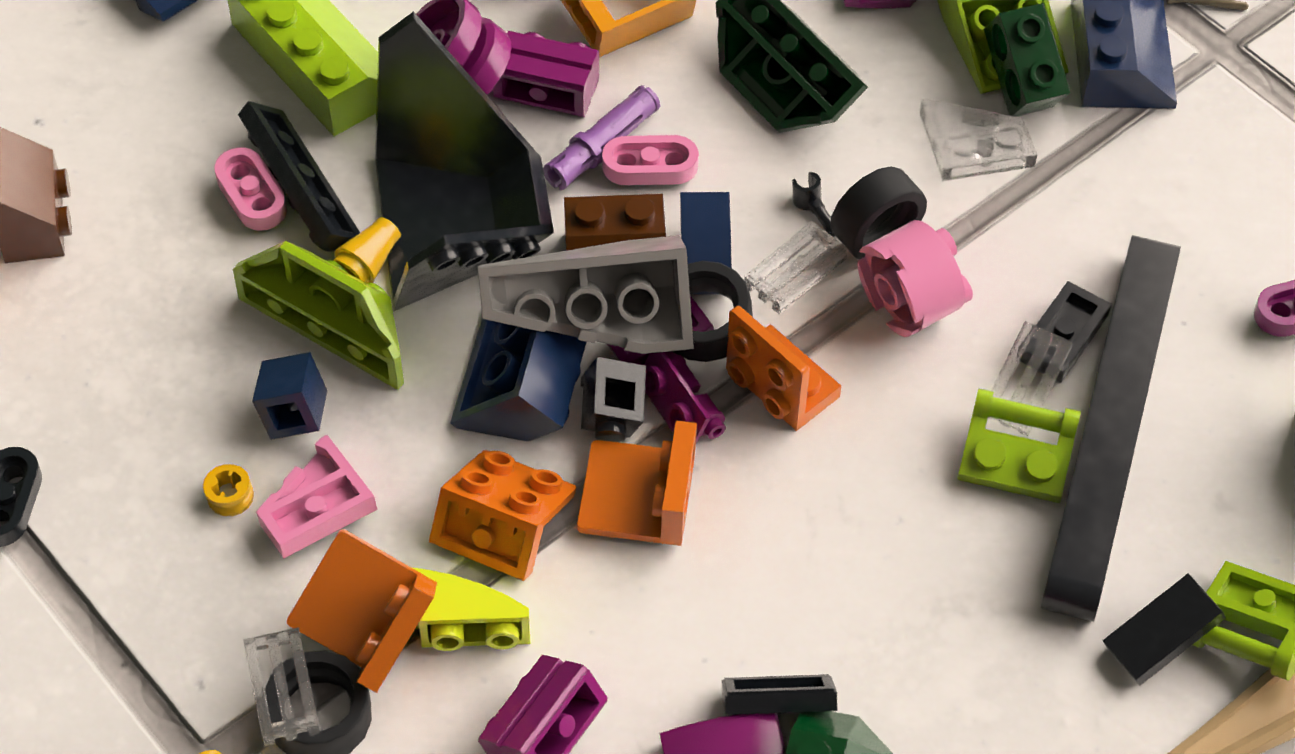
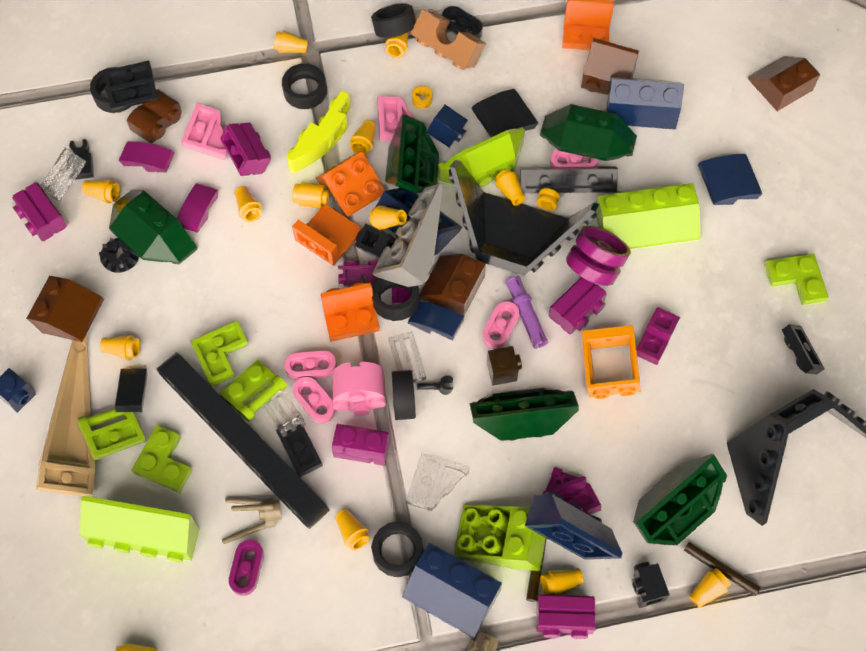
camera: 120 degrees right, 10 degrees up
(31, 603) = (393, 20): none -> black tyre
(69, 112) = (645, 101): none -> slope
(87, 453) = (431, 31): none -> medium nougat arch
(109, 589) = (397, 46): none -> yellow cone
(191, 190) = (589, 133): none -> dark green wedge
(205, 332) = (504, 112): none -> black slope
(289, 726) = (310, 71): clear tile -> none
(359, 191) = (548, 199): none -> yellow bush
(362, 606) = (321, 107): orange bracket -> none
(393, 531) = (363, 137): none -> yellow cone
(412, 414) = (412, 157): none -> dark green wedge
(571, 363) = (386, 217): none -> yellow cone
(575, 557) = (310, 195): none -> yellow brick
(662, 657) = (248, 206): none -> yellow cone
(726, 120) = (503, 365): none -> dark brown brick
(779, 694) = (203, 235): black tile -> none
(915, 391) = (310, 362): none -> bright pink plate
(966, 355) = (315, 400): none -> bright pink plate
(990, 552) = (212, 350): none -> lime plate
(998, 243) = (360, 444): none -> magenta brick
(1026, 60) = (456, 519): dark green brick -> none
(1095, 705) = (122, 346): none -> yellow cone
(1123, 104) = (391, 529): none -> black tyre
(1136, 198) = (352, 530): none -> yellow cone
(1199, 320) = (268, 510): none -> dark tan plant
(1246, 530) = (155, 461): none -> lime plate

